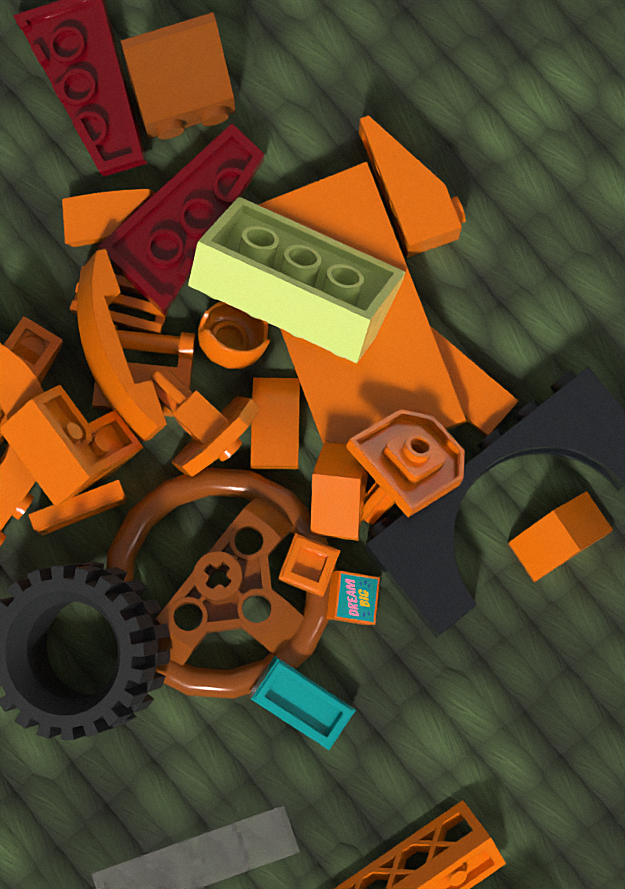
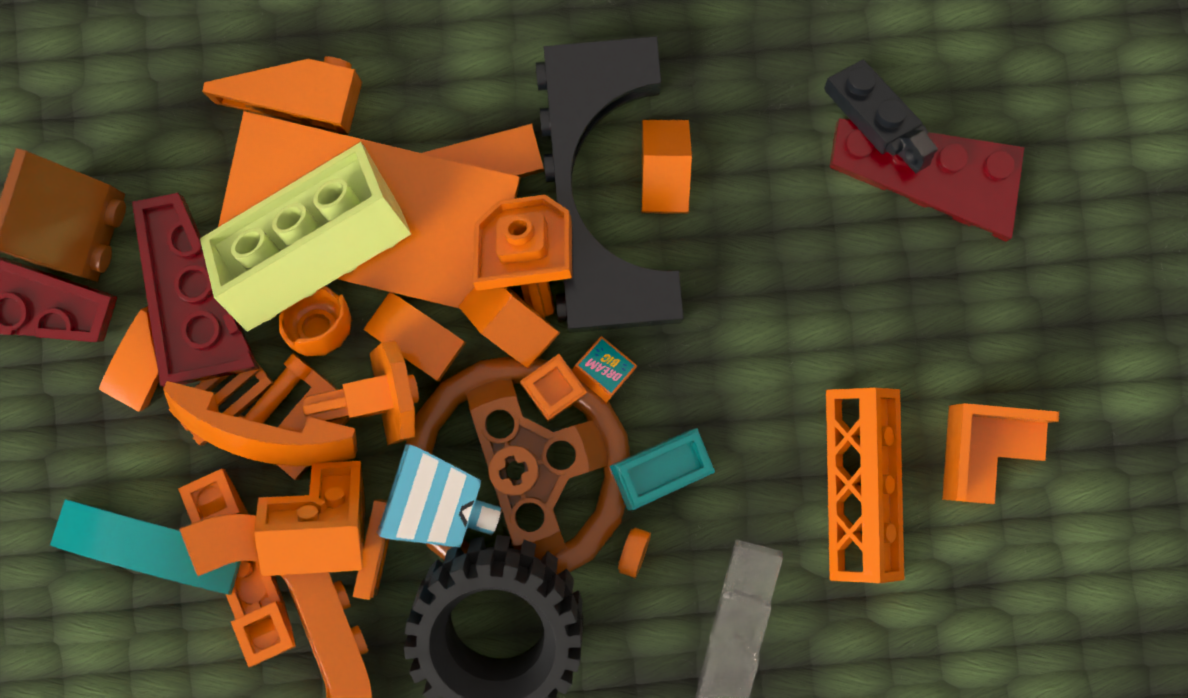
camera: 55 degrees left, 5 degrees up
(149, 529) = (434, 502): none -> torso
(216, 725) = (634, 552): none -> orange tile

